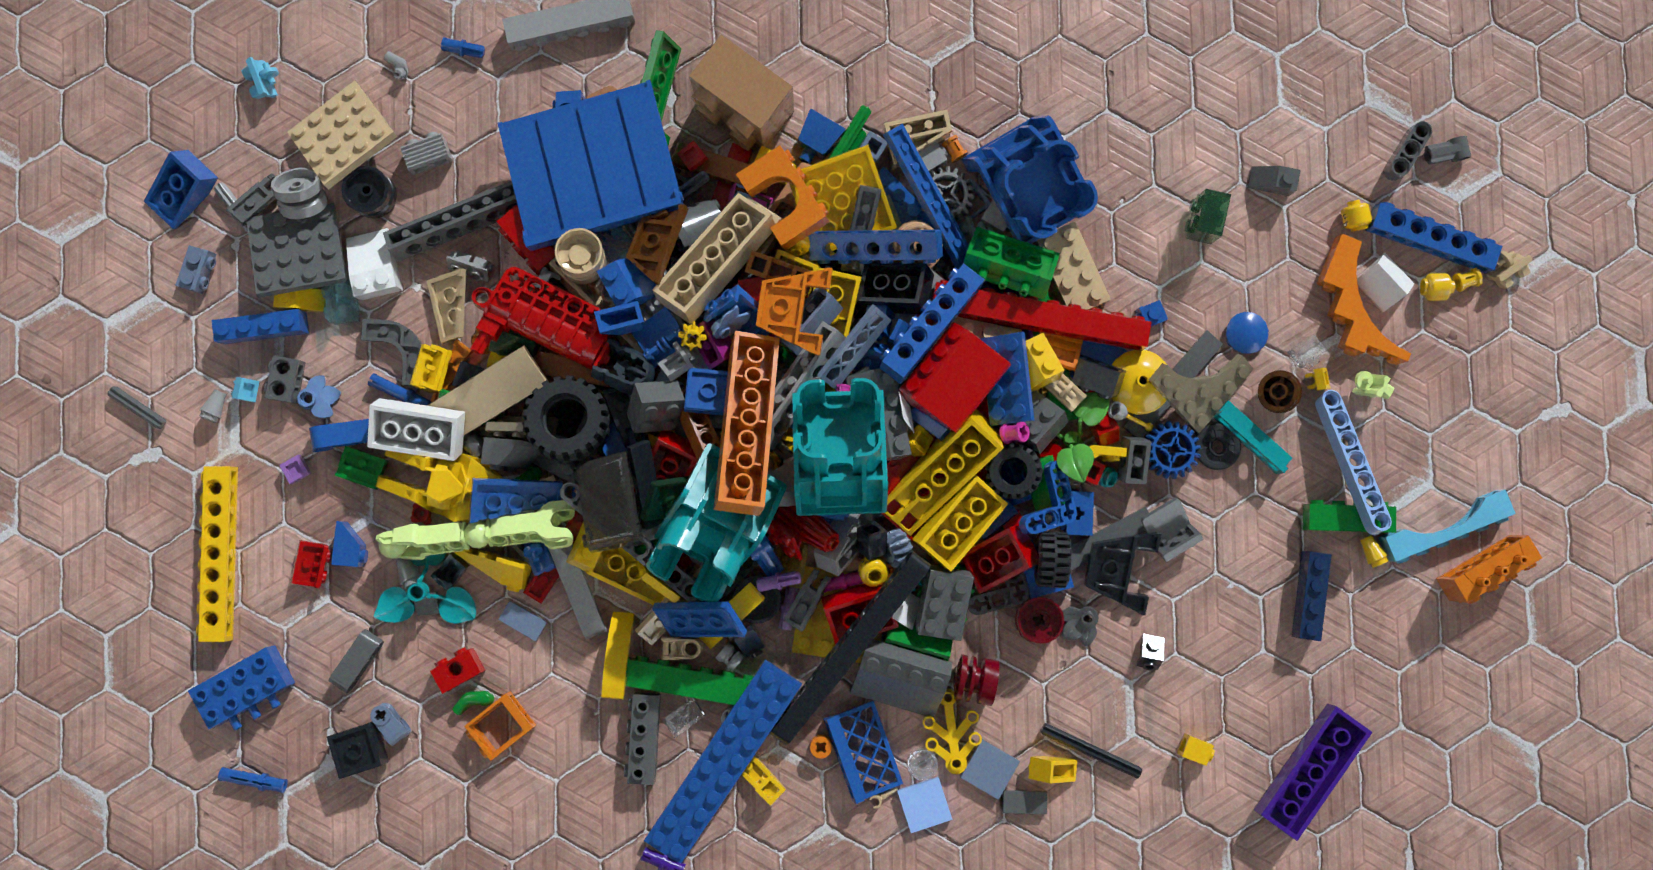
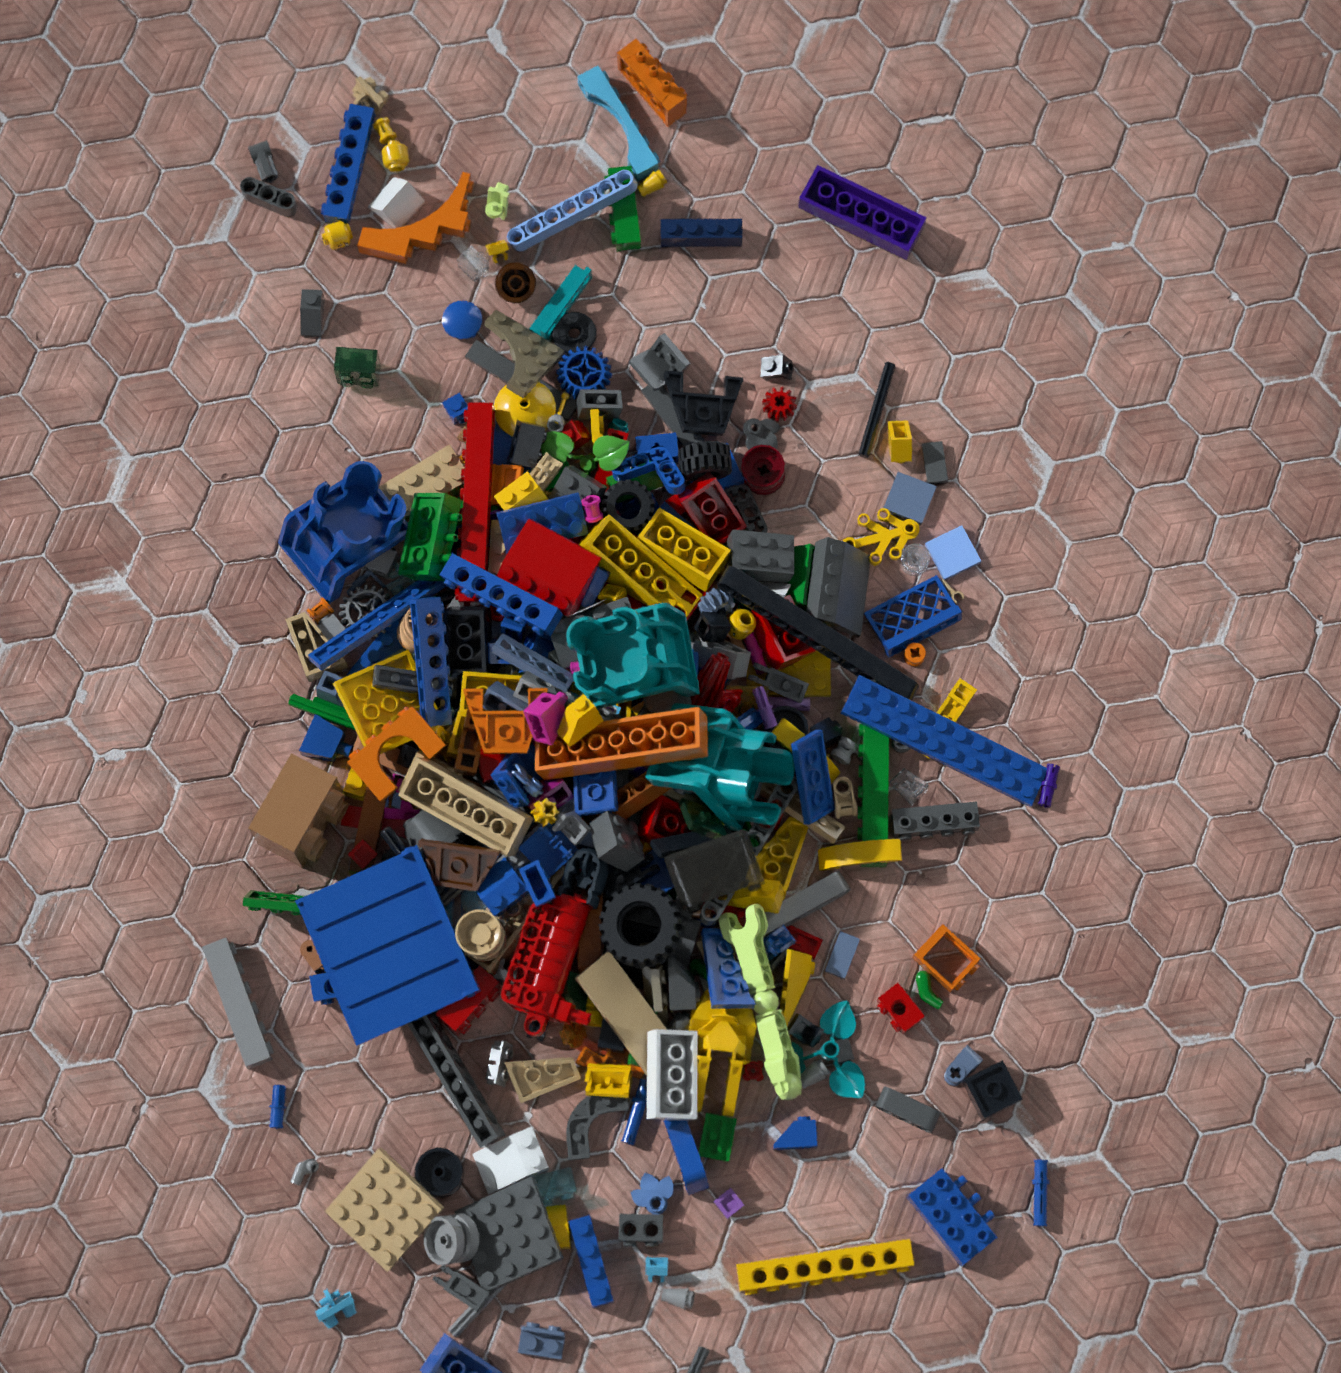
camera: 95 degrees left, 10 degrees down
(310, 564) = (820, 1169): red bracket -> none
(426, 153) = (391, 1124): light grey brick -> none
(657, 583) = (782, 823): yellow tile -> none
(776, 381) = (578, 720): none -> yellow slope
(788, 349) = (545, 716): none -> dark pink torso
(977, 680) = (828, 518): dark red wheel -> none
(1108, 657) = (779, 396): none -> red gear
(1196, 749) = (859, 316): yellow brick -> none

